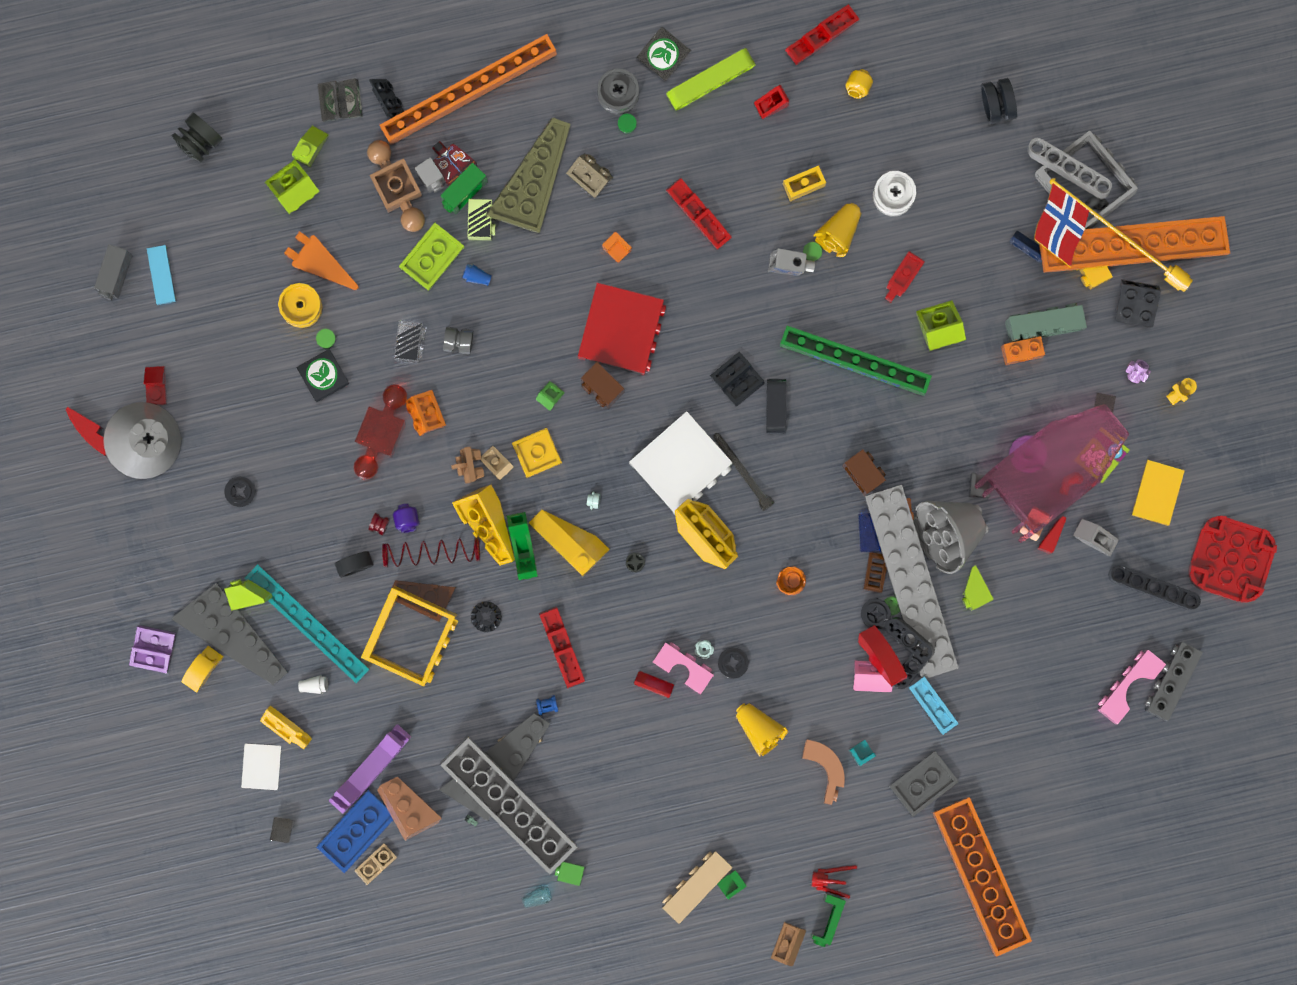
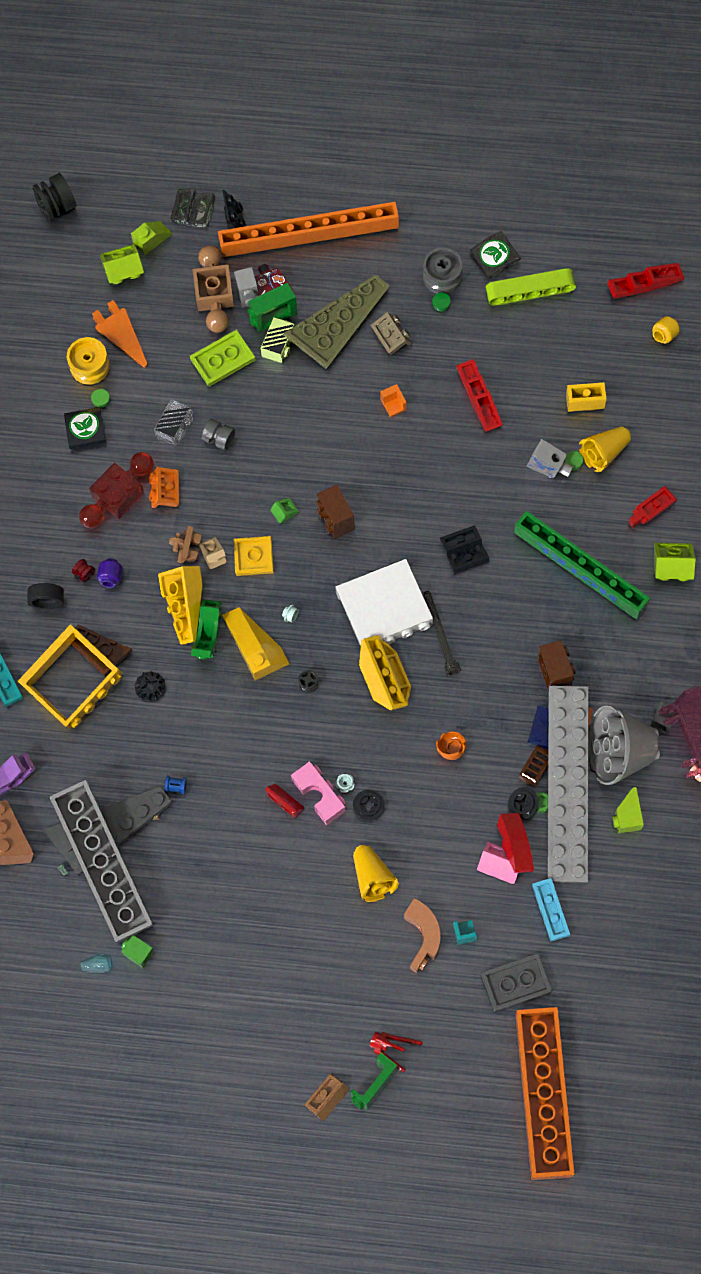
camera: 25 degrees right, 15 degrees down
(476, 275) = (256, 385): blue cone -> none
(476, 550) = (165, 616): dark red piece -> none
(562, 647) = (210, 736): red slope -> none
(621, 328) = (372, 470): red panel -> none
(700, 883) = (255, 1007): tan brick -> none
(731, 884) = (291, 1017): green panel -> none
(772, 102) = (580, 322): red slope -> none
(776, 406) = (492, 583): black beam -> none
(894, 182) = (667, 431): white wheel -> none
(916, 654) = (550, 851): black beam -> none

